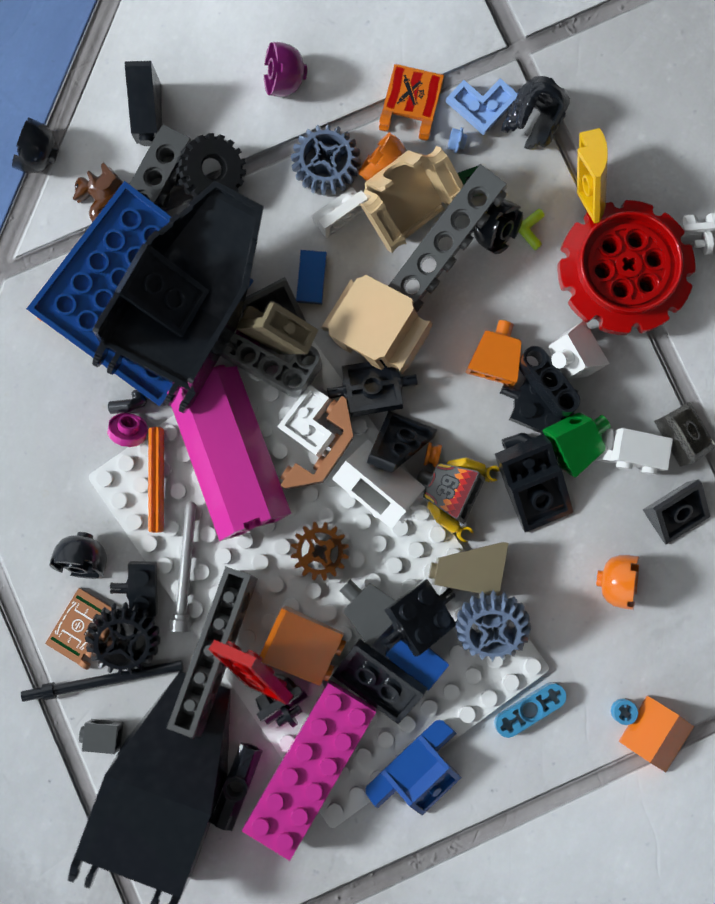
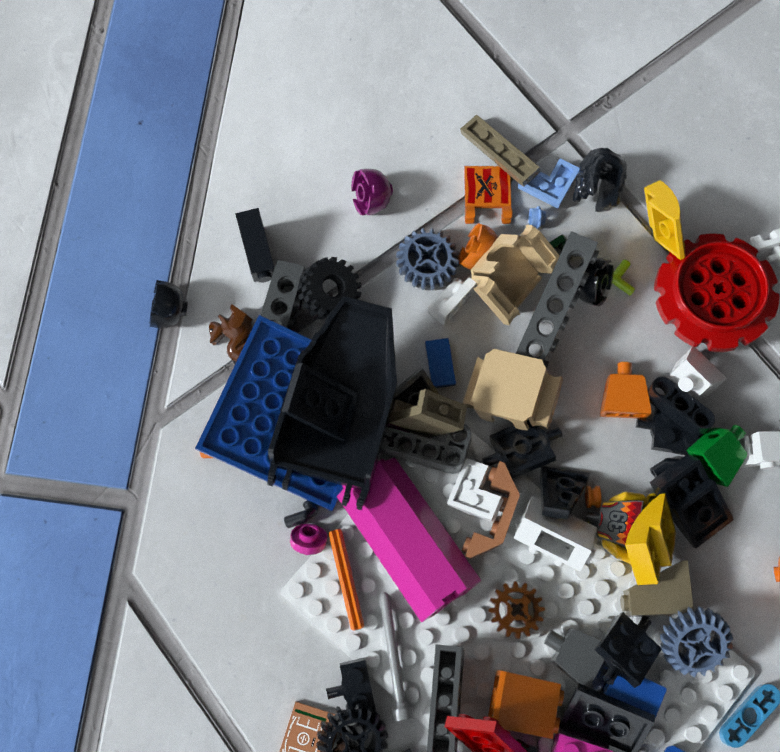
camera: 15 degrees left, 10 degrees down
(80, 556) = (292, 669): black cylinder -> none
(436, 54) = (500, 150): none -> dark tan plate
(476, 514) = (651, 541): none -> yellow slope

